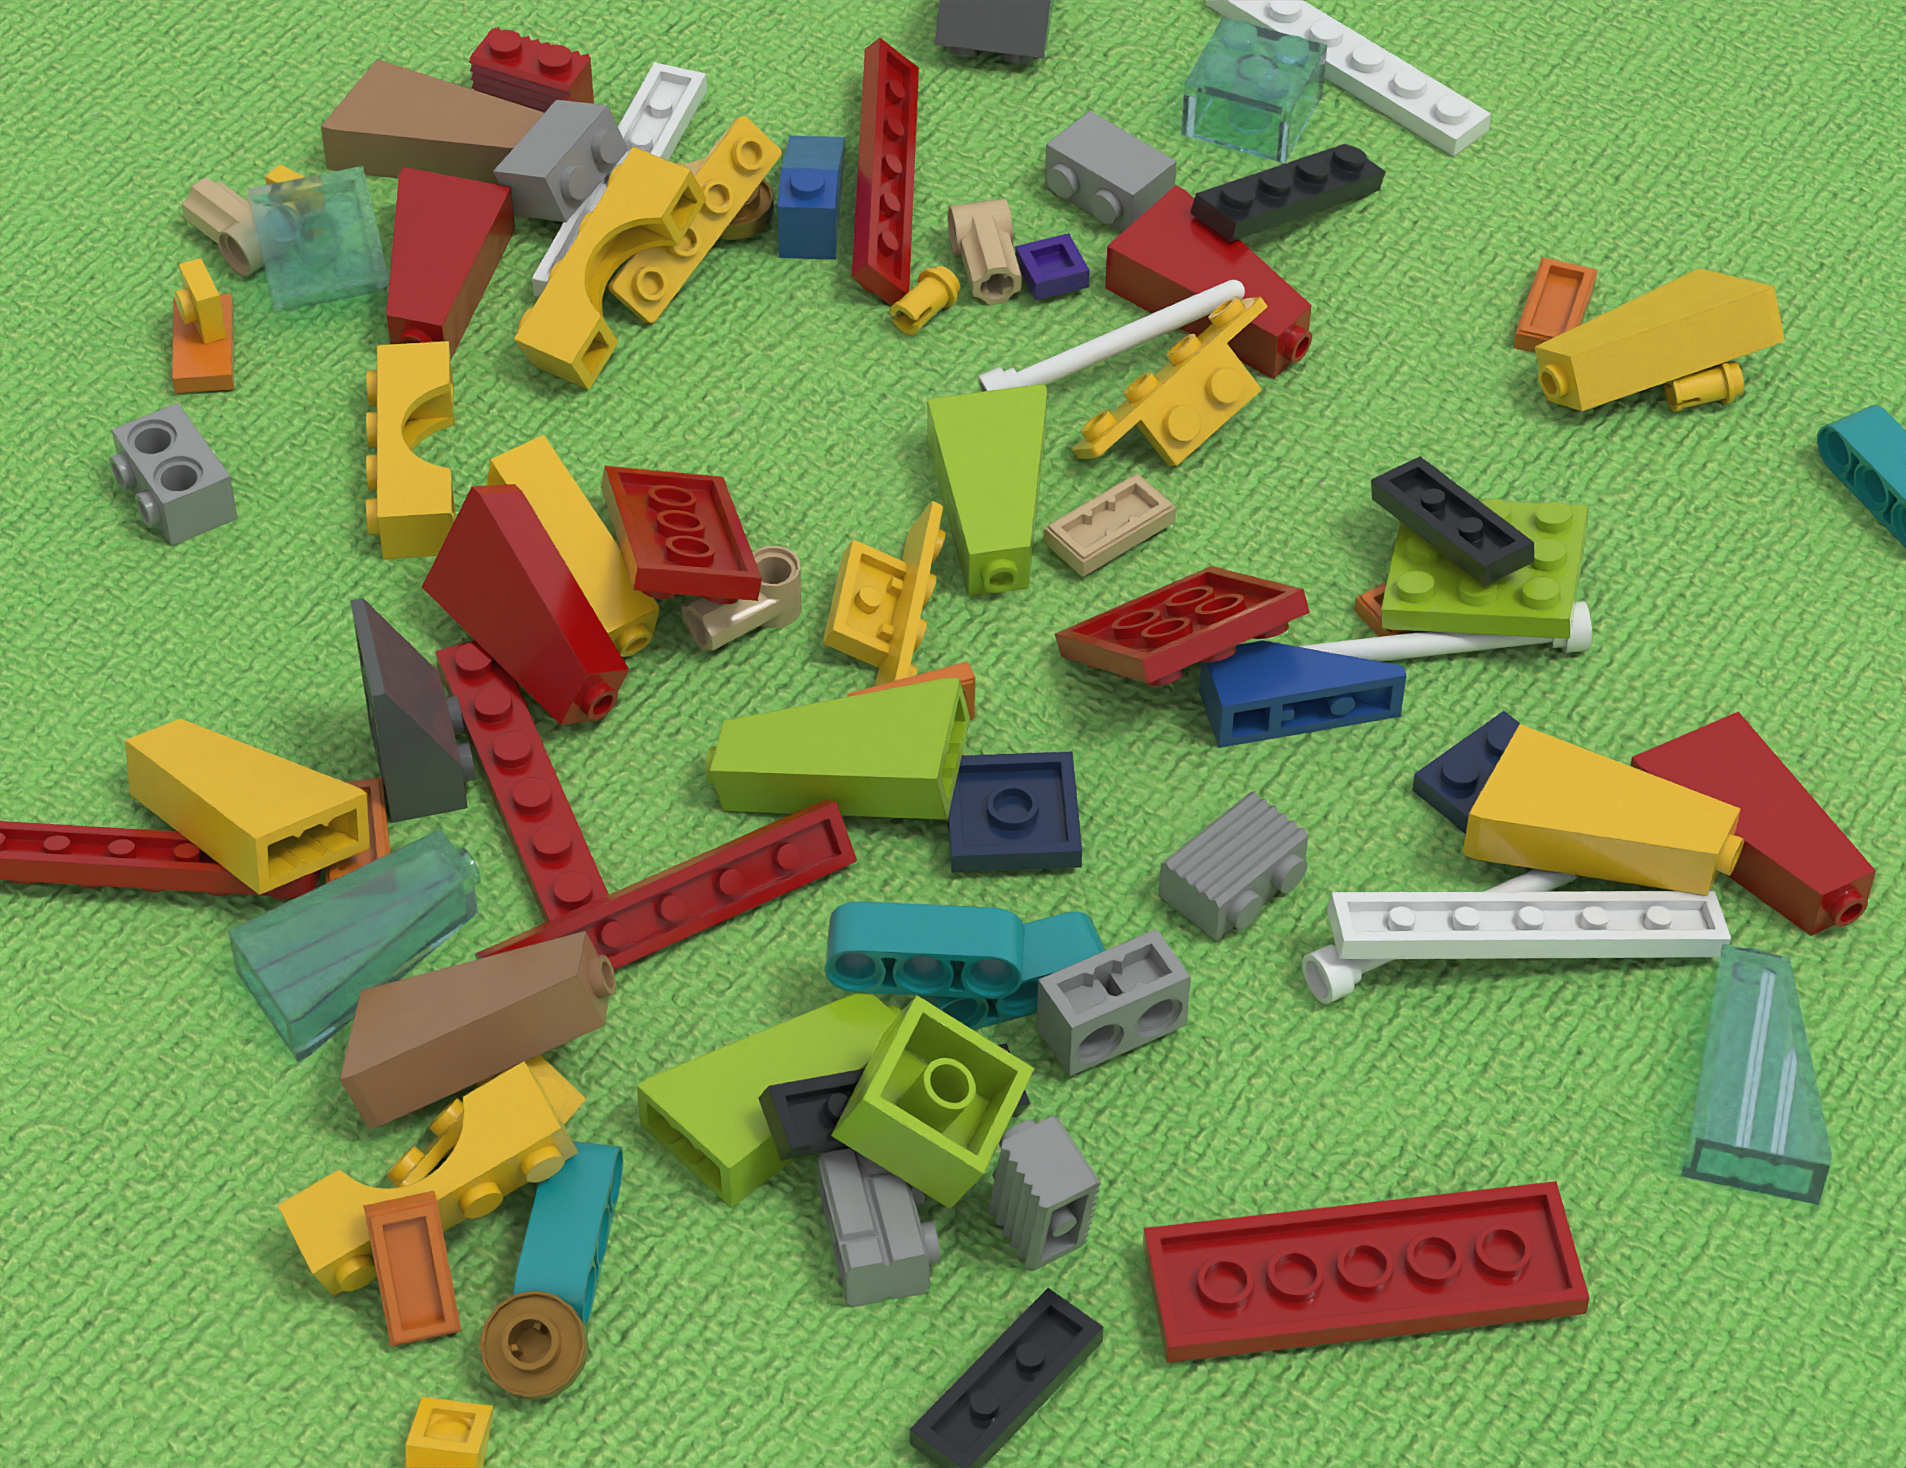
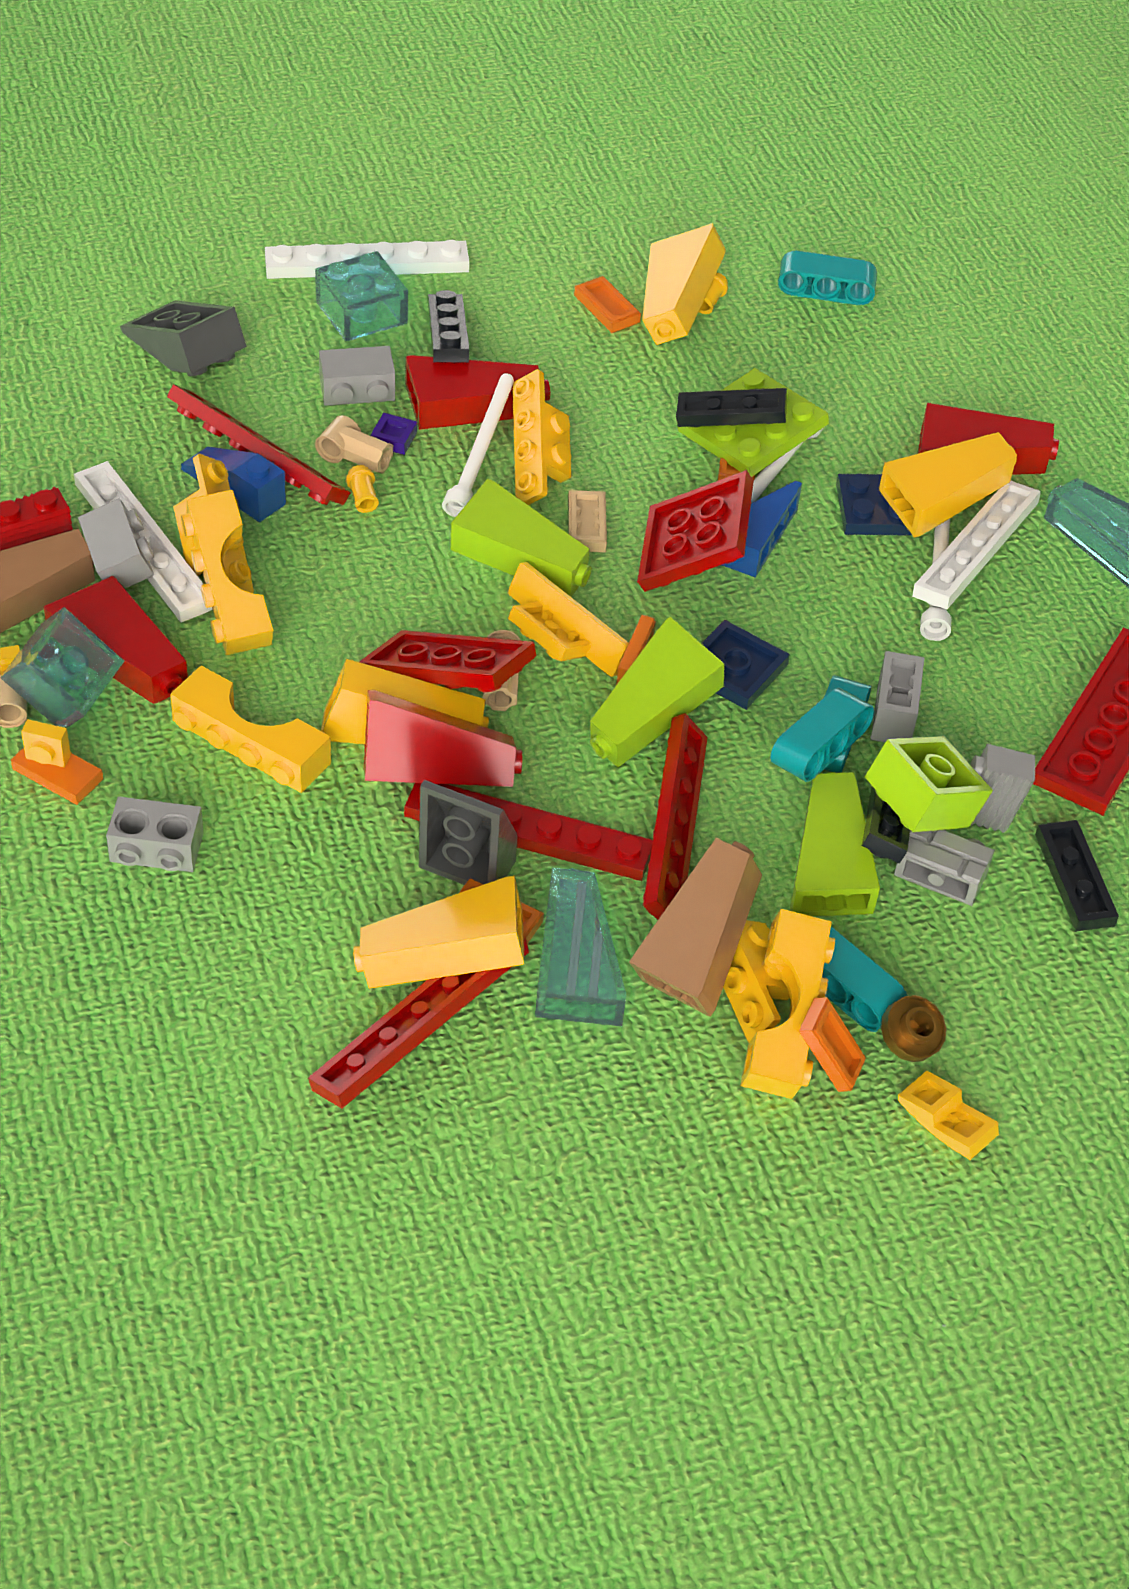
camera: 55 degrees left, 0 degrees up
(1235, 866) = (847, 612): light grey brick -> none

